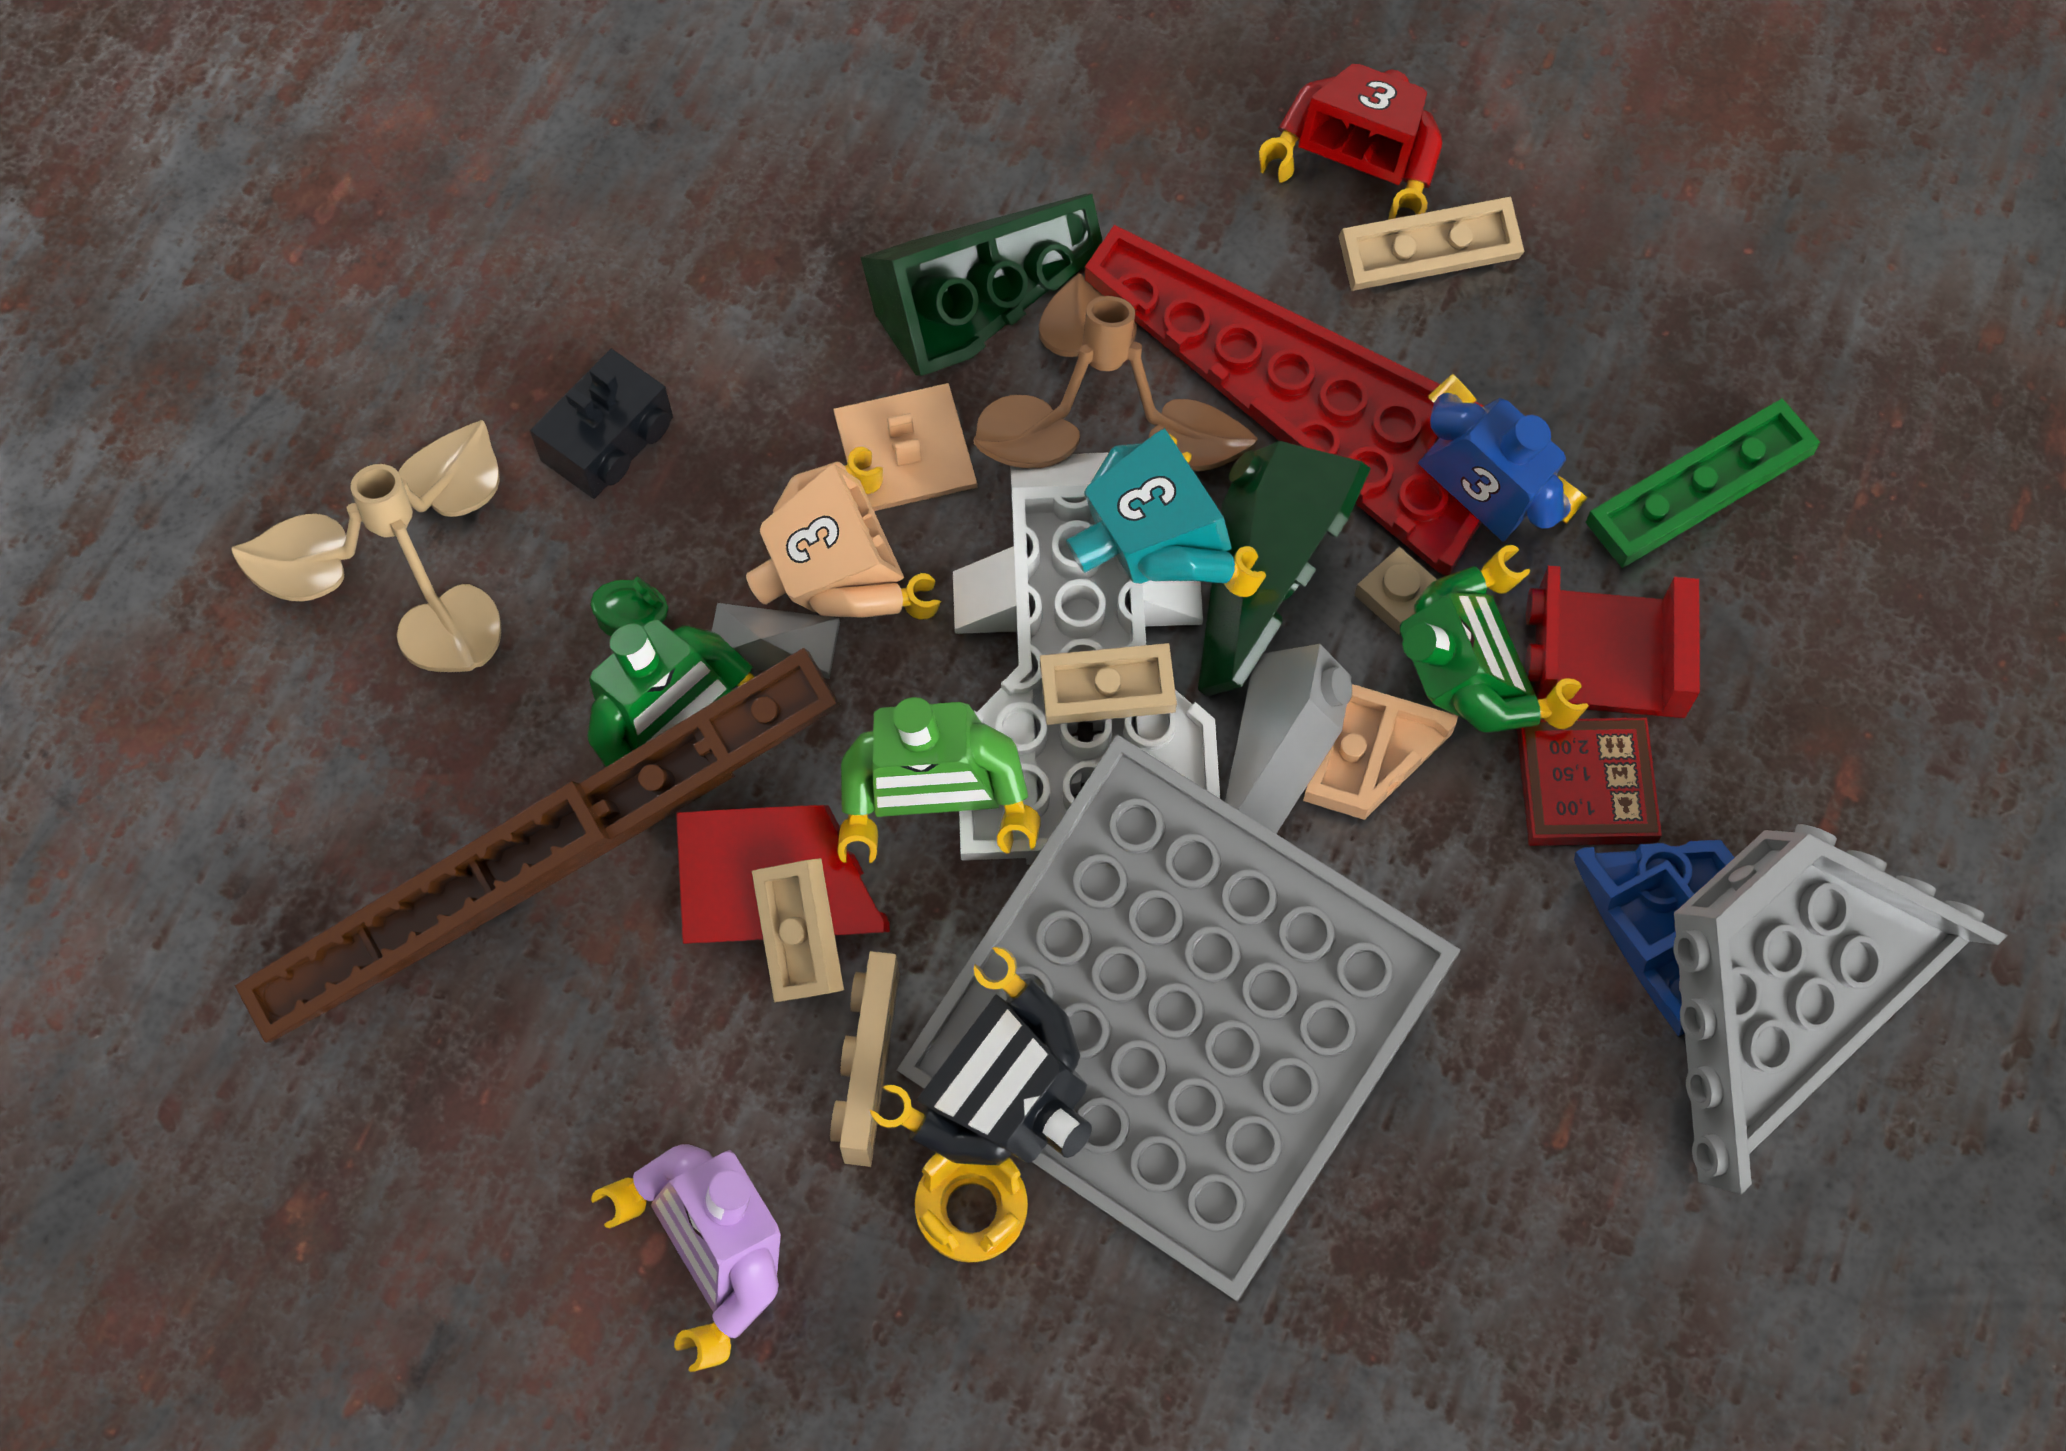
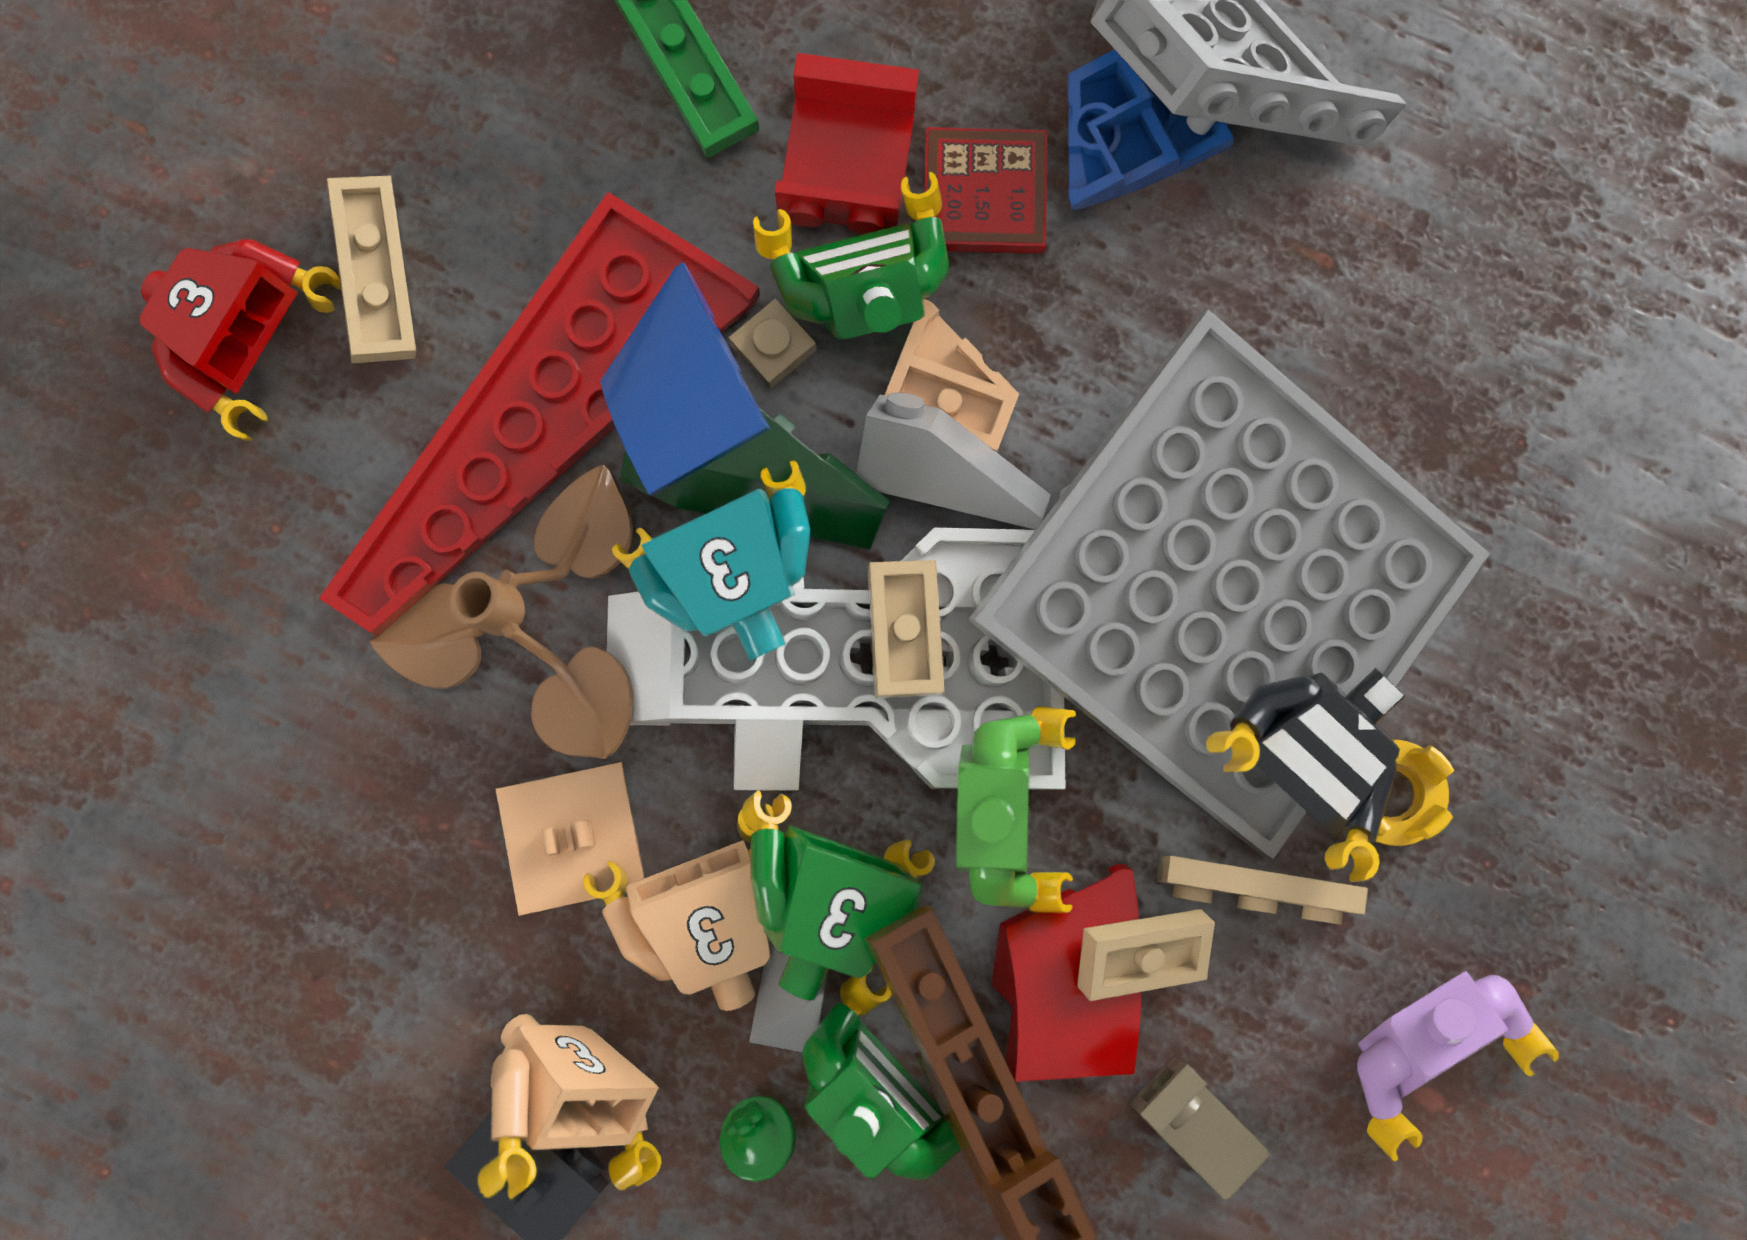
camera: 90 degrees left, 15 degrees up
(632, 1001) = (1199, 1127): none -> dark tan bracket
(674, 436) = (565, 1092): none -> light nougat torso
(851, 626) = (825, 896): none -> green torso
(965, 284) = (373, 765): dark green wedge -> none
(1320, 458) = (678, 389): none -> blue slope
(1497, 462) = (656, 224): blue torso -> none

